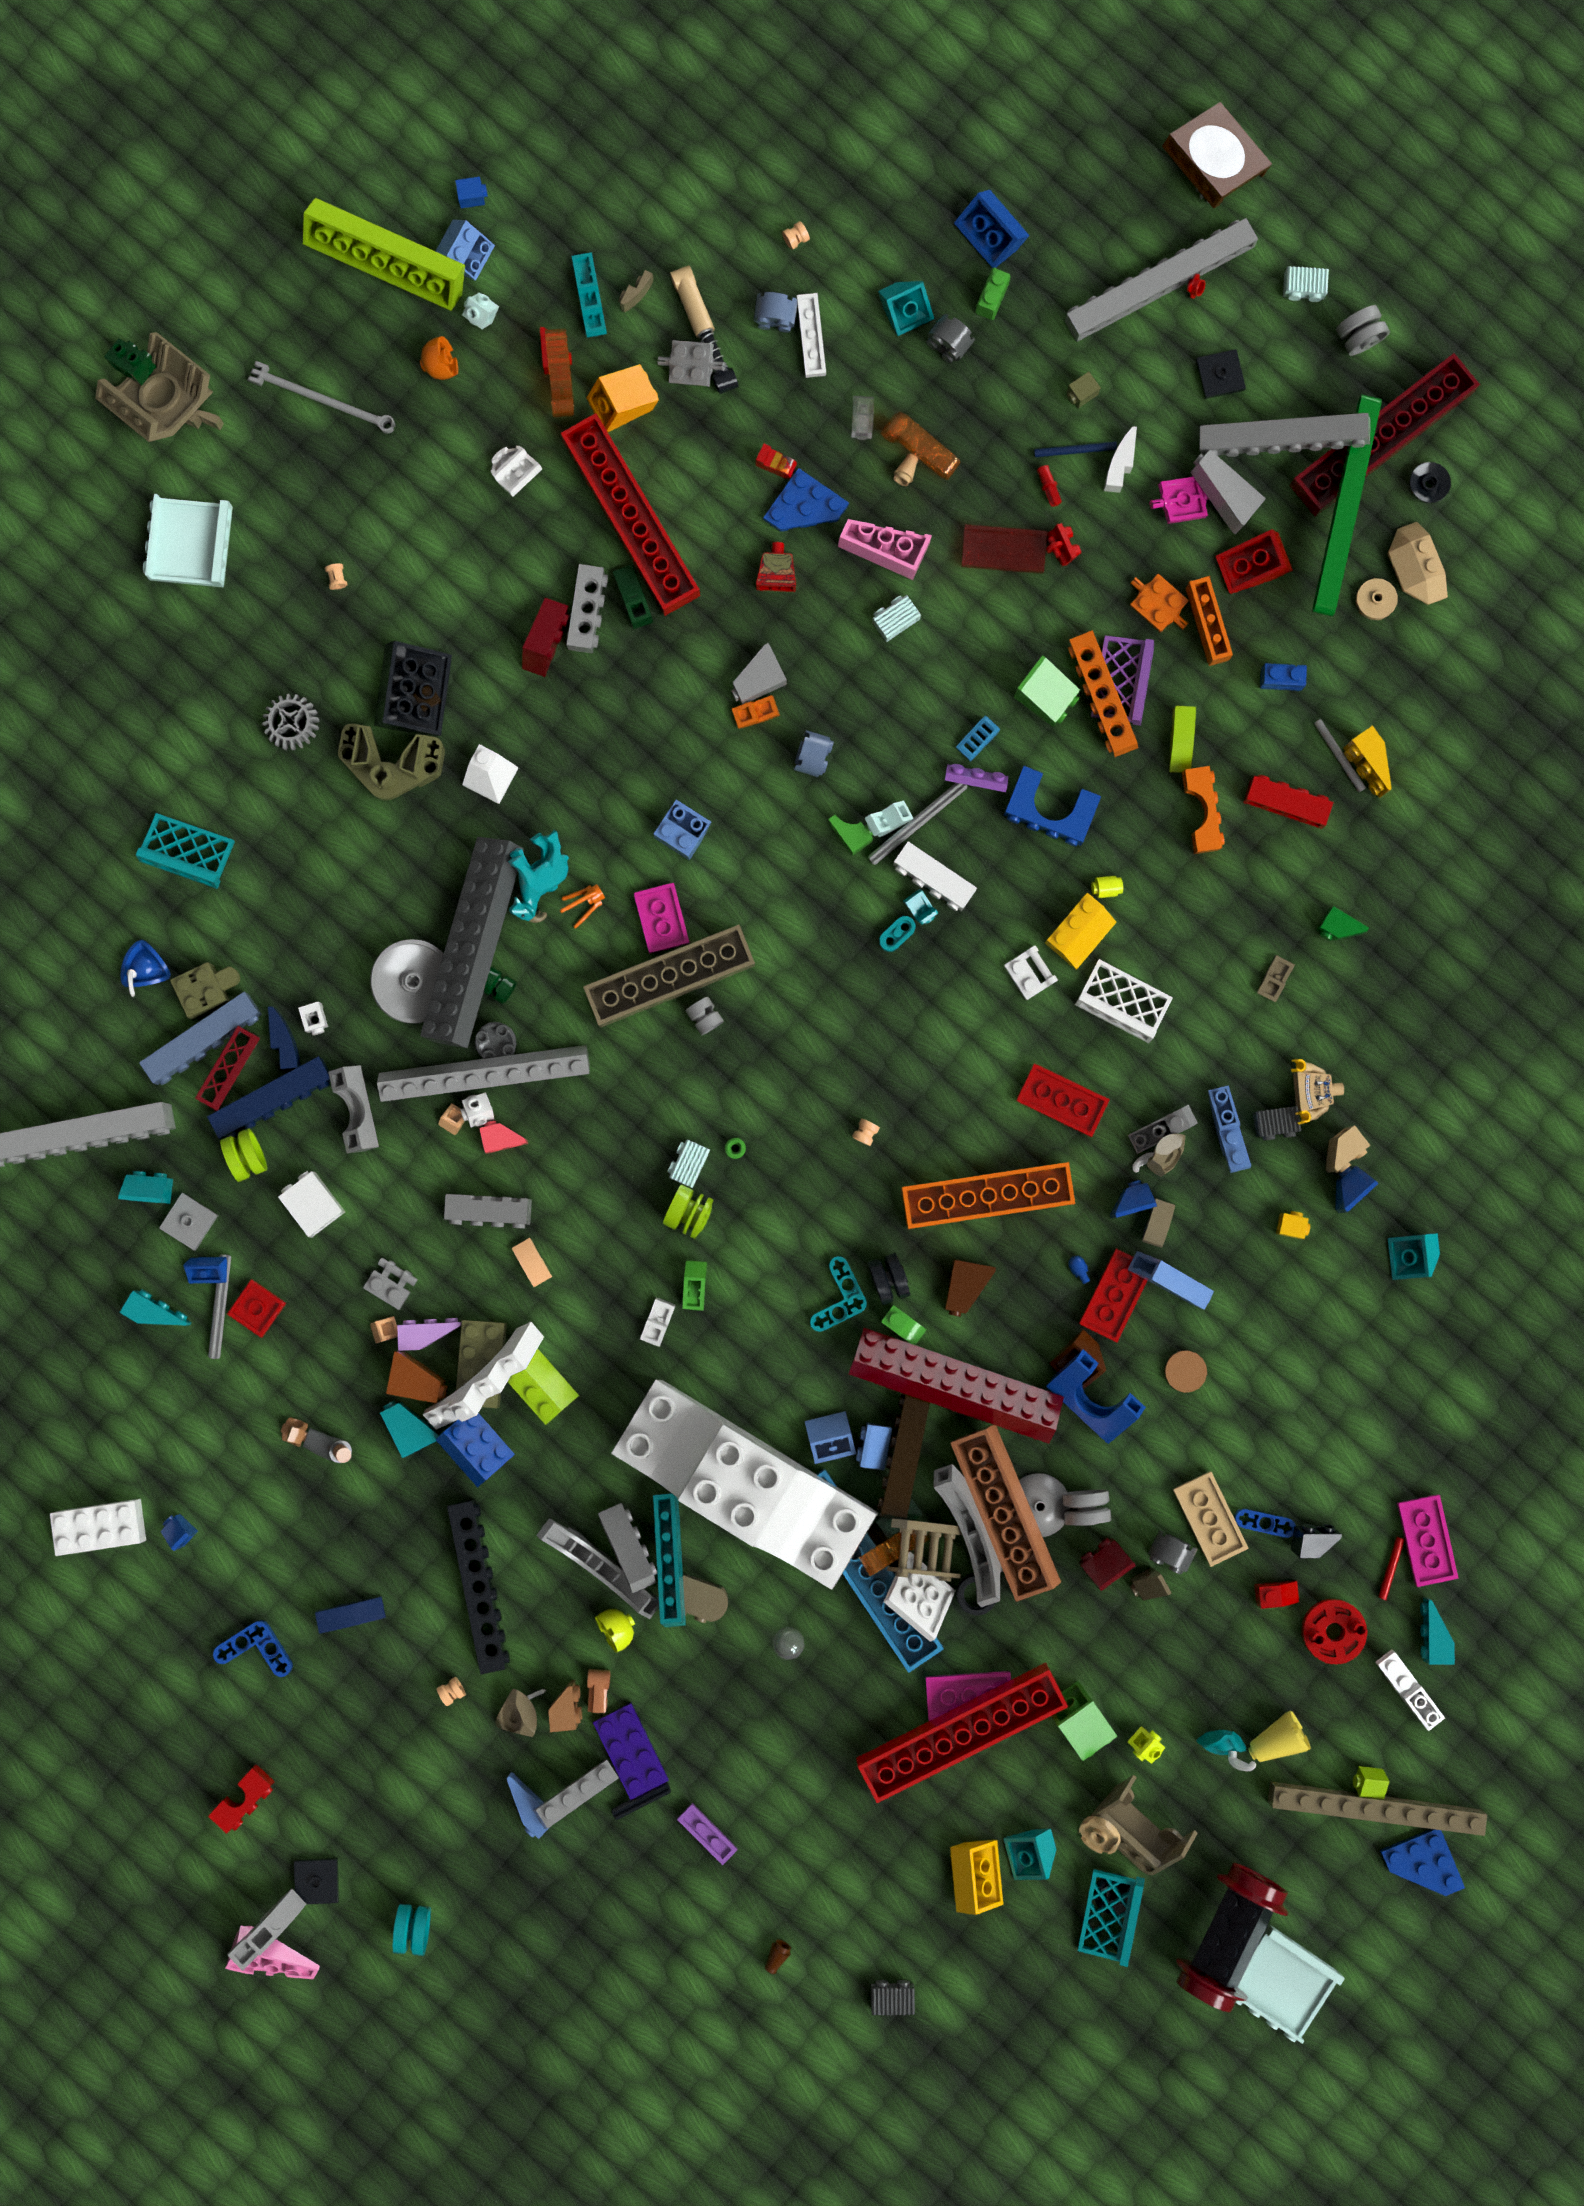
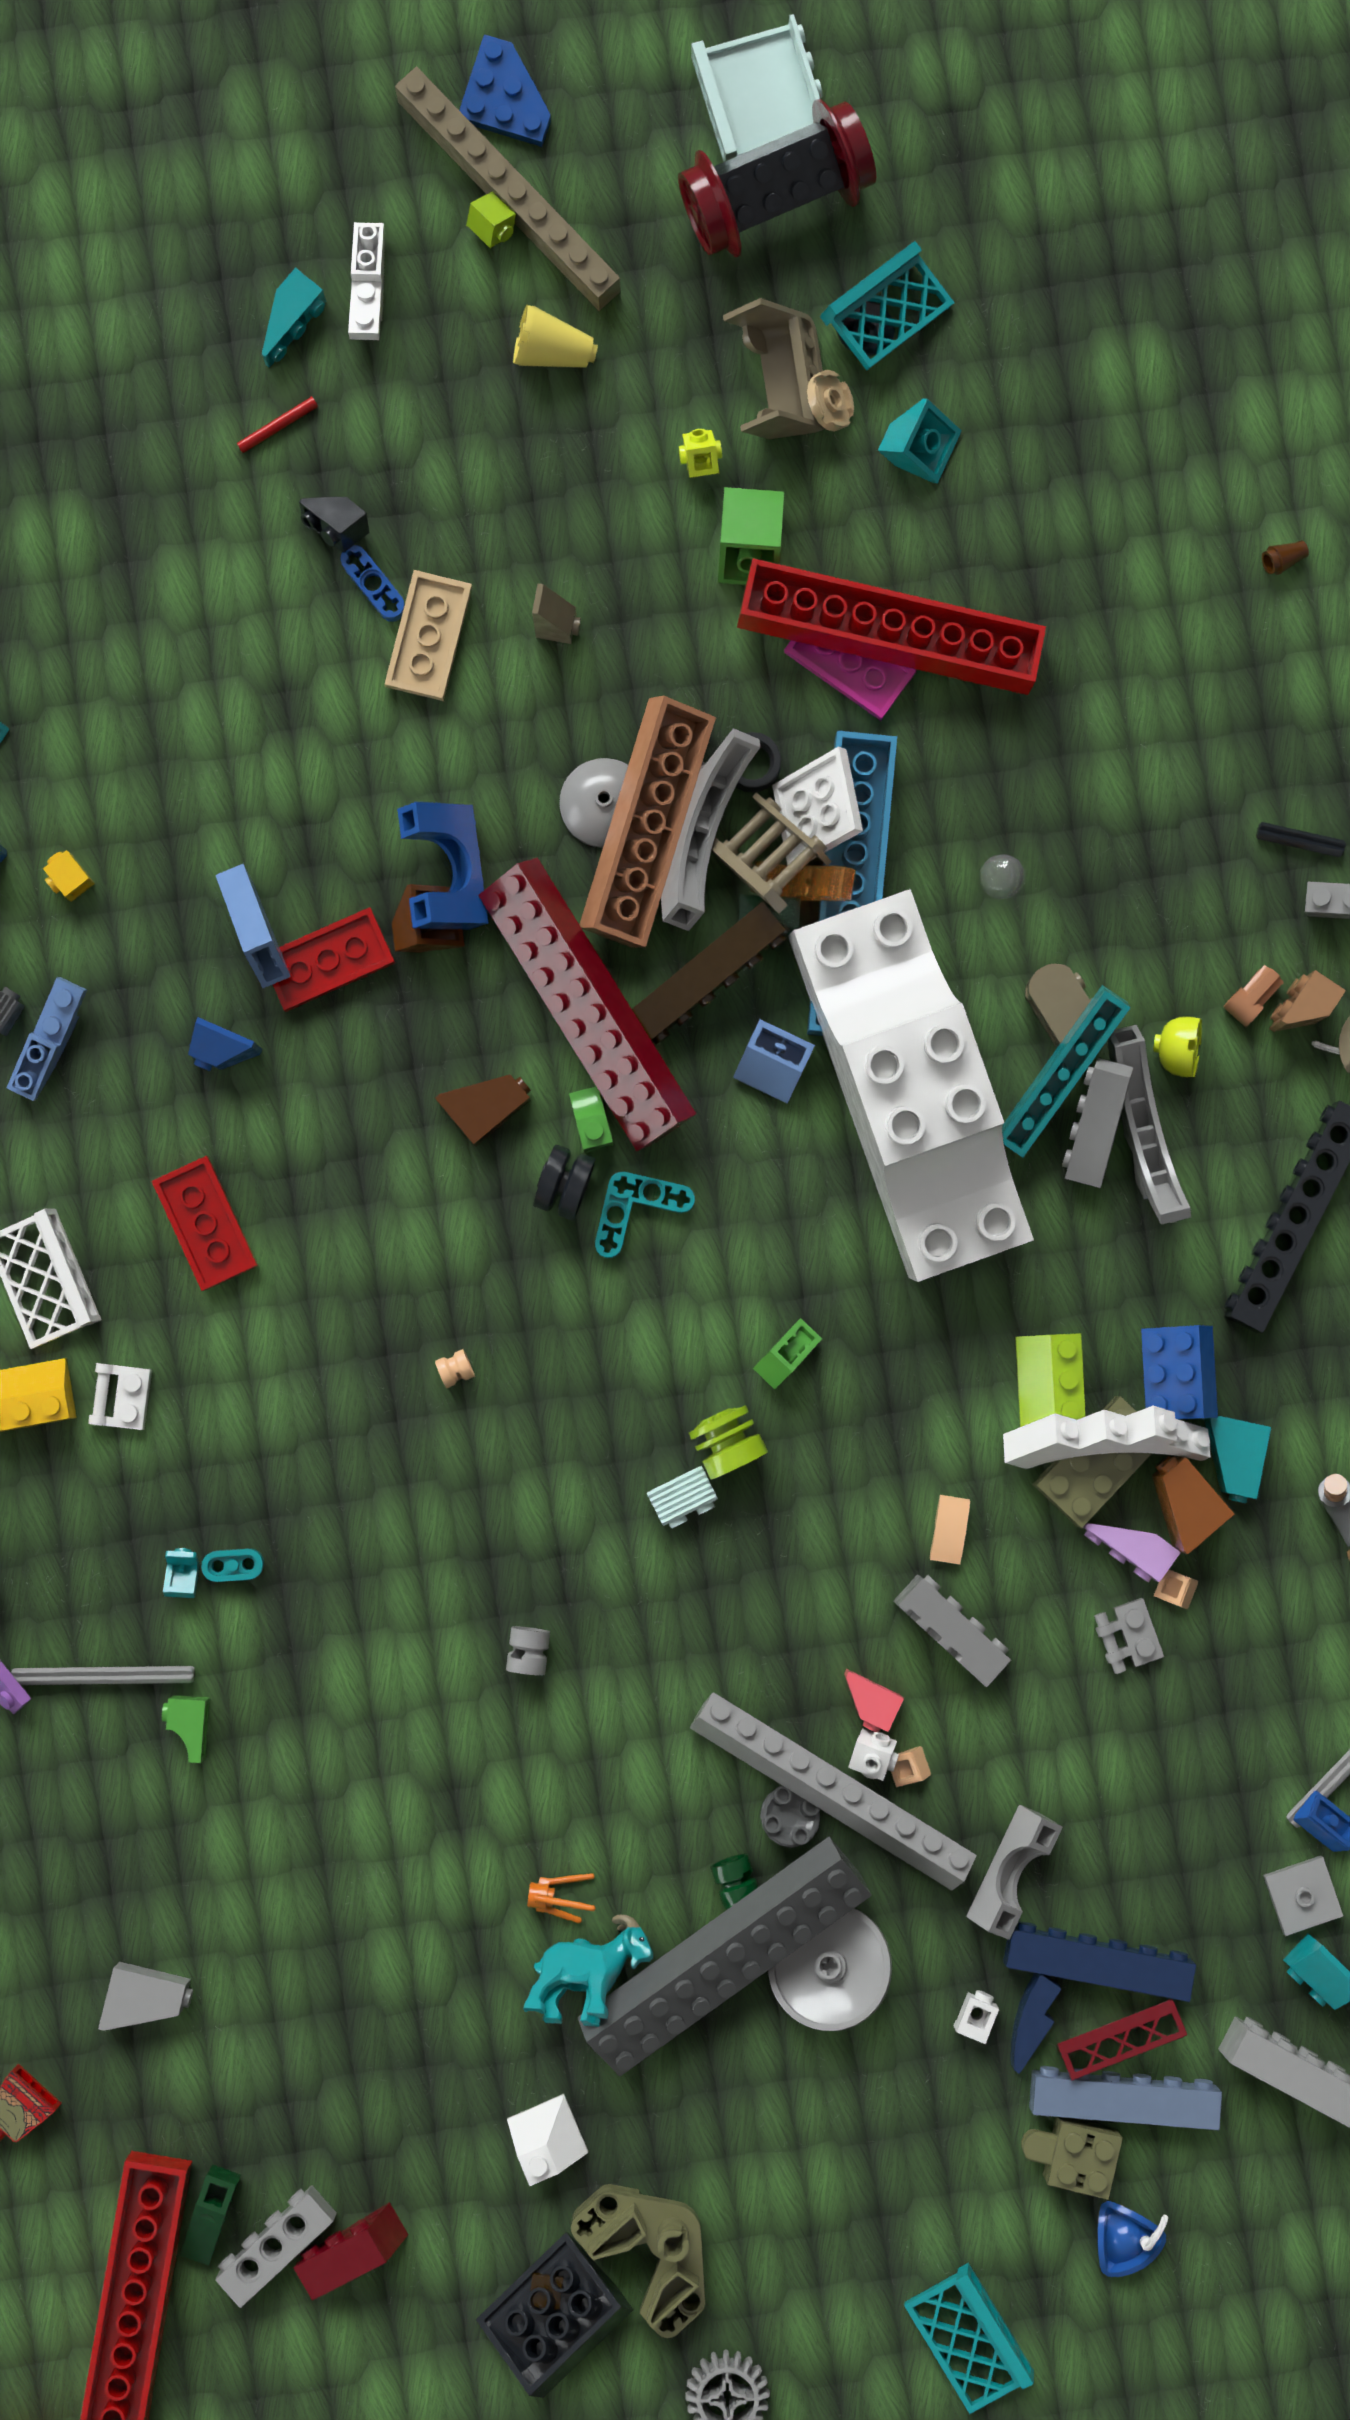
camera: 140 degrees left, 0 degrees up
(243, 1155) = (1182, 1921): lime wheel -> none
(256, 1308) = (1303, 1731): red plate -> none
(311, 1203) = (1147, 1802): white brick -> none
(630, 1751) = (1269, 902): dark purple plate -> none
(657, 1322) = (861, 1346): white slope -> none
(661, 918) = (485, 1804): dark pink plate -> none
(669, 976) = (530, 1729): dark tan brick -> none
(682, 830) = (378, 1888): medium blue slope -> none
(707, 1833) = (1256, 745): medium lavender plate -> none
(742, 1148) = (606, 1471): bright green plate -> none
(755, 712) = (181, 1958): orange slope -> none
(812, 754) = (155, 1854): sand blue brick -> none
(874, 1446) = (732, 1011): medium blue slope -> none
(888, 819) = (132, 1705): light aqua brick -> none
(892, 1998) = (1194, 413): dark grey brick -> none
(934, 876) = (136, 1596): white brick -> none
(976, 1876) = (999, 465): yellow slope -> none
(988, 1195) = (377, 1184): orange brick -> none
(1079, 1268) = (343, 1022): blue cylinder -> none
(1087, 1510) = (553, 755): light grey wheel -> none
(1106, 1563) = (583, 676): dark red slope -> none
(1158, 1223) = (214, 998): dark tan slope -> none
(1165, 1155) = (141, 1067): dark tan hat -> none
(1170, 1124) = (120, 1099): light grey slope -> none
(1172, 1551) = (500, 631): dark grey brick -> none
(1185, 1371) = (321, 815): medium nougat tile -> none
(1226, 1743) = (613, 386): teal hat -> none
(1276, 1594) = (425, 497): red slope -> none
(1352, 1628) = (373, 397): red piece -> none
(1427, 1540) = (212, 421): dark pink plate -> none

